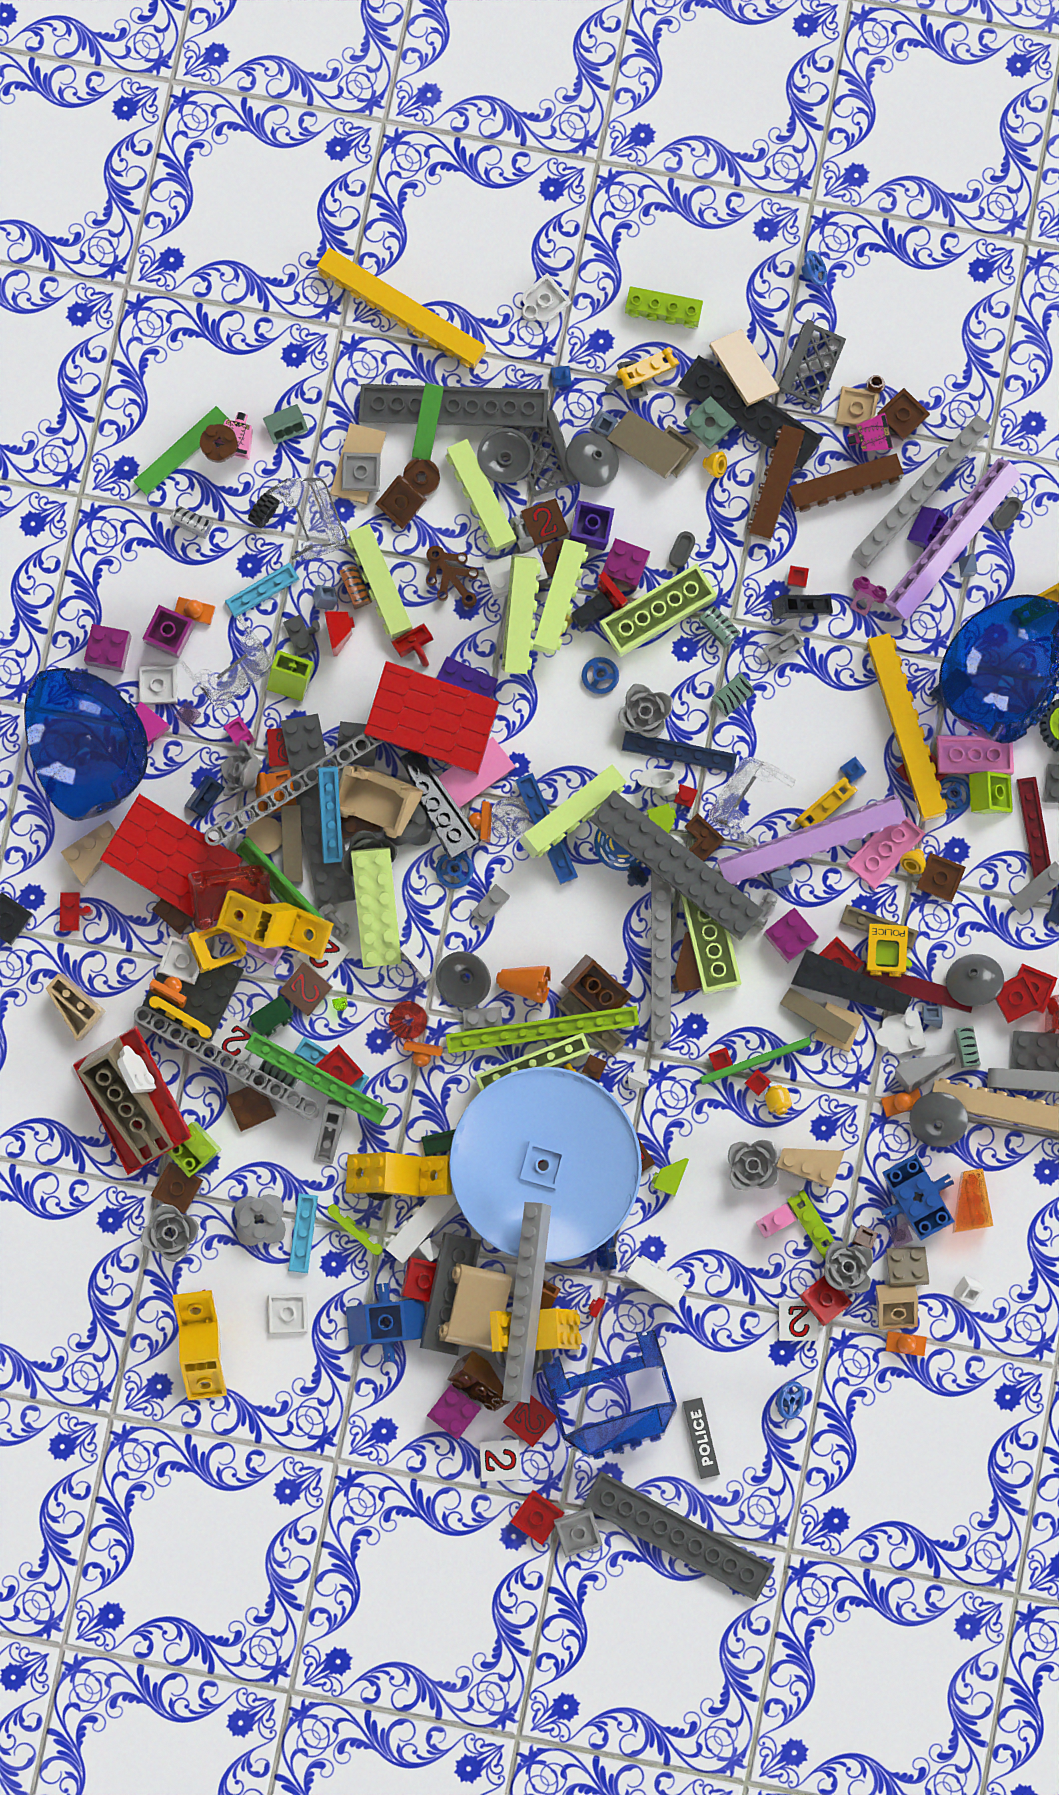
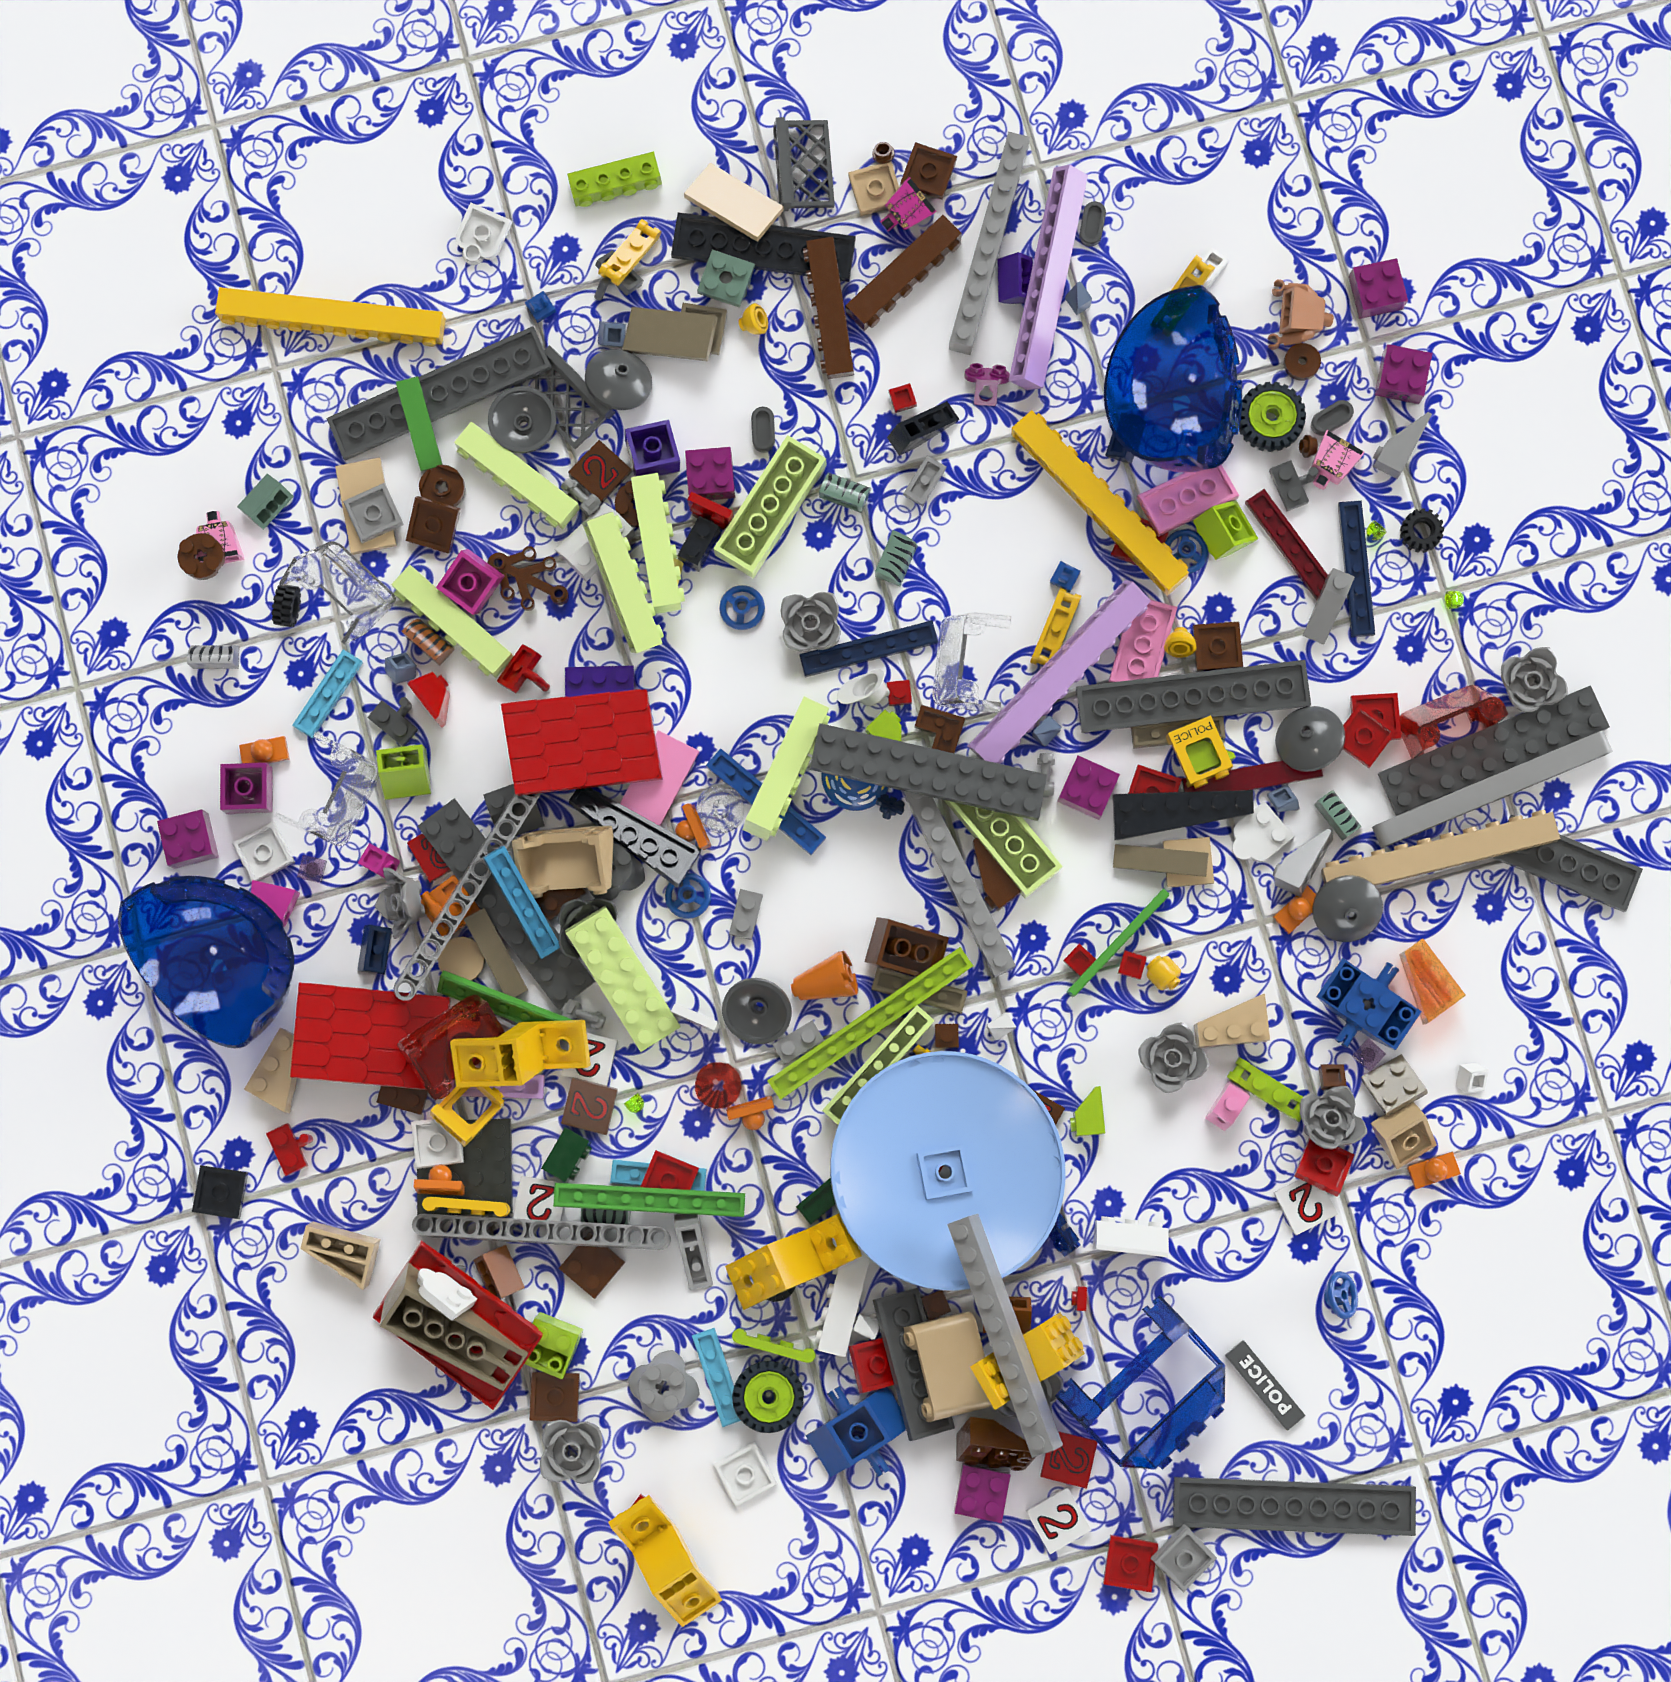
camera: 20 degrees left, 0 degrees up
(177, 453) = (161, 590): bright green tile -> none
(181, 1077) = (499, 1272): none -> brick
(343, 1253) = (787, 1397): none -> wheel
(407, 558) = (470, 581): none -> dark pink brick
(488, 1259) = (936, 1304): none -> reddish brown plate
(811, 268) = (754, 62): blue piece -> none
(903, 906) = (1193, 696): none -> dark grey plate

